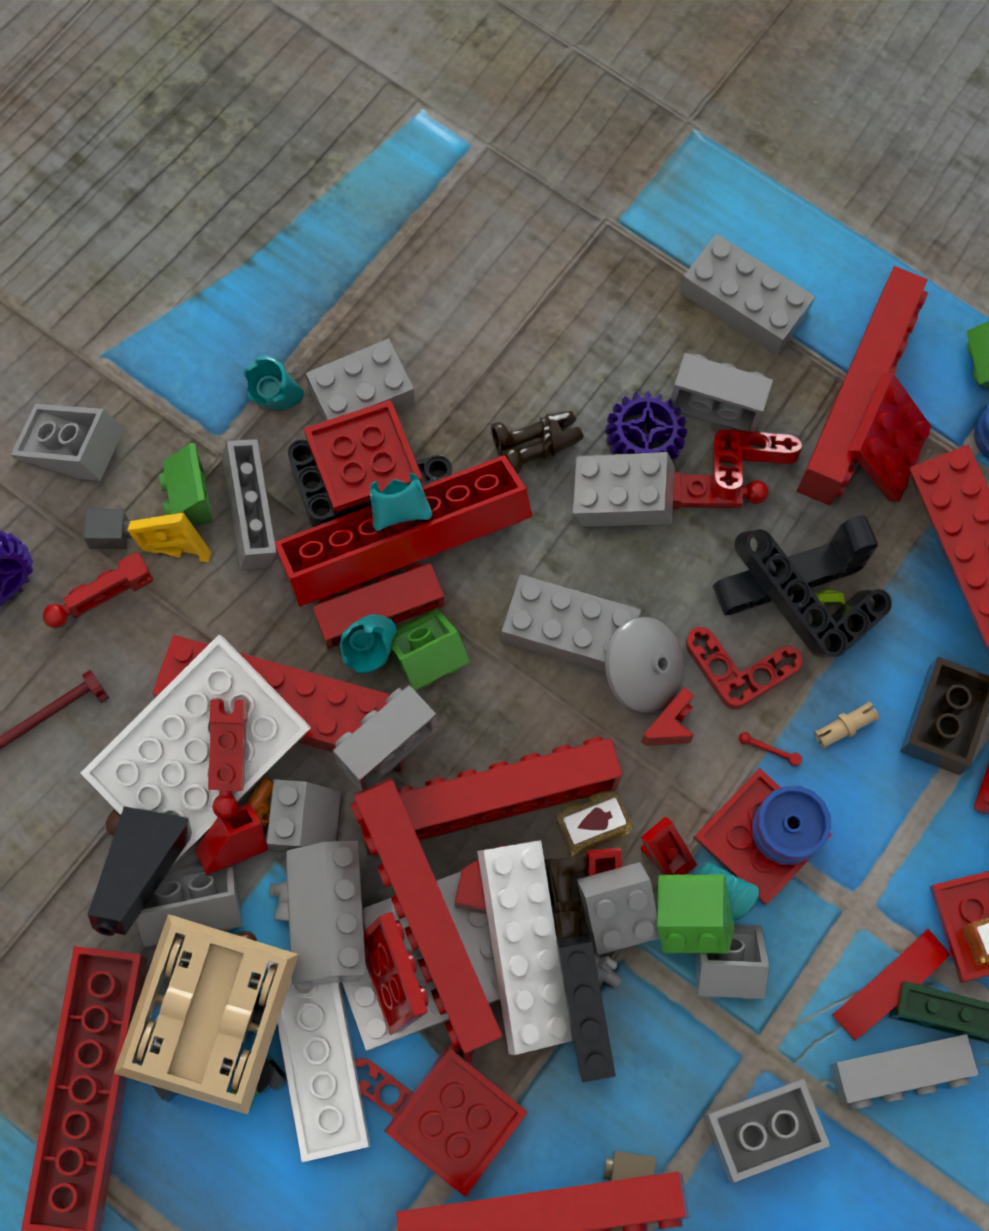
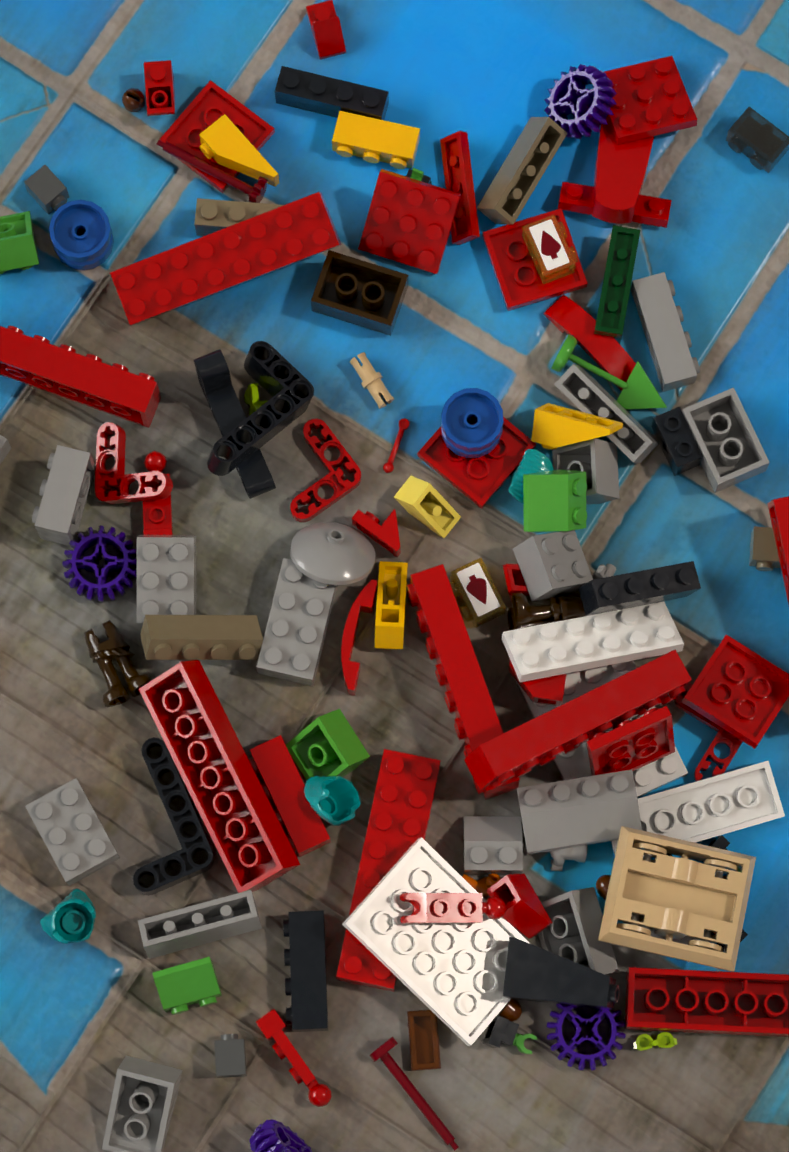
camera: 90 degrees left, 5 degrees up
(61, 972) = (663, 1040): none -> lime piece
(71, 914) = (595, 1040): none -> dark purple gear
(92, 814) = (505, 1032): none -> black piece
(95, 728) = (423, 1040): none -> reddish brown tile
(169, 535) = (235, 997): yellow wing -> none
(187, 611) = (307, 971): none -> black brick
(361, 450) = (149, 818): red plate -> none
(385, 738) = (428, 767): light grey brick -> none
(398, 503) = (202, 776): teal hair -> none
(510, 677) = (363, 603): none -> red slope
(555, 518) = (201, 637): none -> dark tan brick
(575, 723) = (391, 605): none -> yellow slope
(667, 849) = (497, 528): red slope -> none
(696, 775) = (427, 506): none -> light yellow slope
(766, 1072) = (677, 441): none -> black brick
(785, 934) = (561, 426): none -> yellow slope
(801, 989) = (595, 400): none -> light grey brick
(827, 1029) = (636, 392): none -> bright green piece
(890, 437) = (103, 341): red plate -> none

